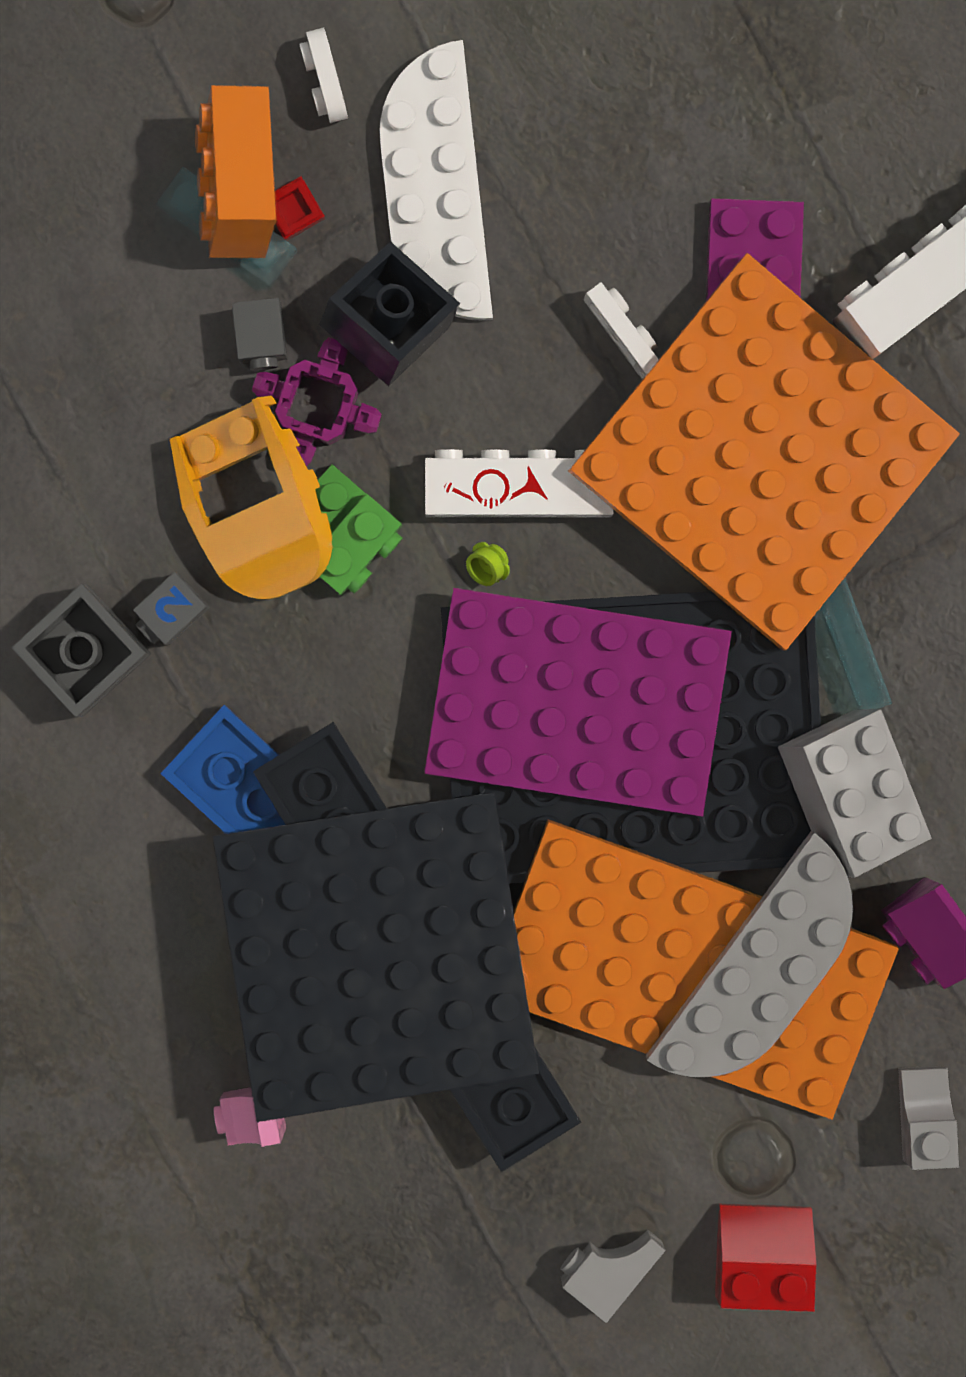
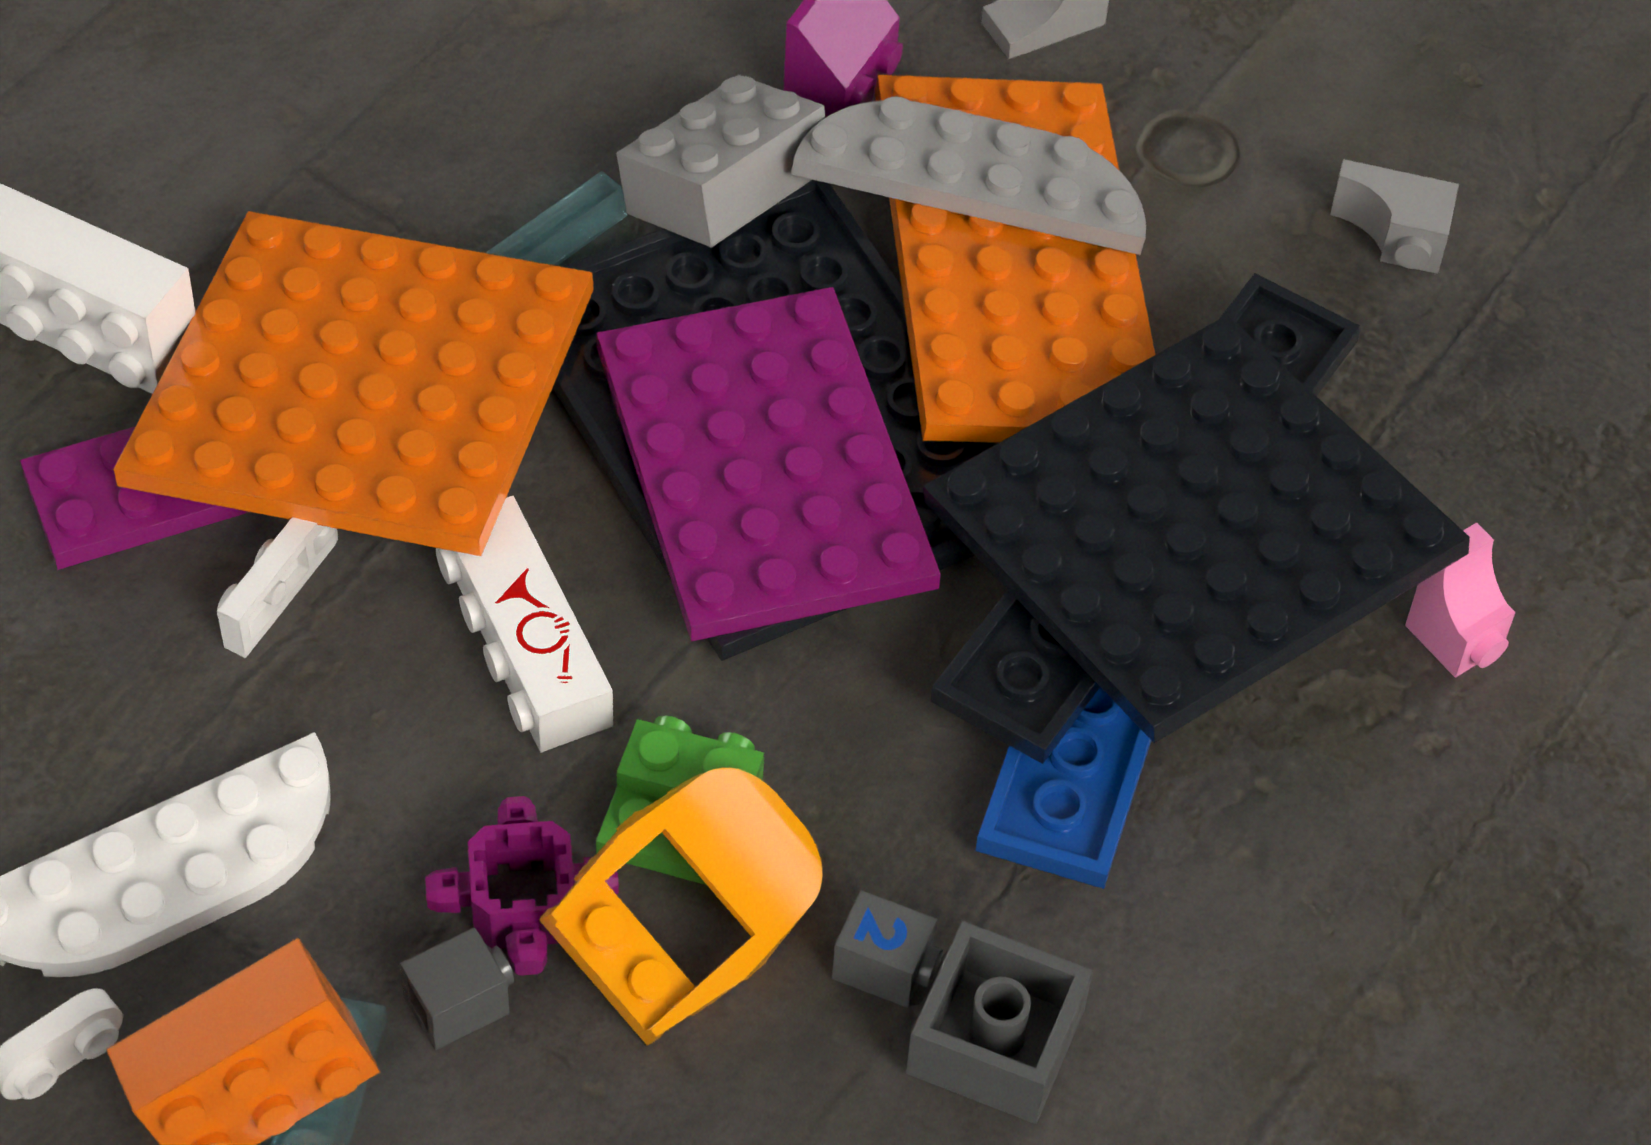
camera: 120 degrees left, 35 degrees down
(389, 313) = (364, 825): black brick -> none
(488, 564) = (640, 622): lime plate -> none
(765, 1258) = (1292, 87): red slope -> none

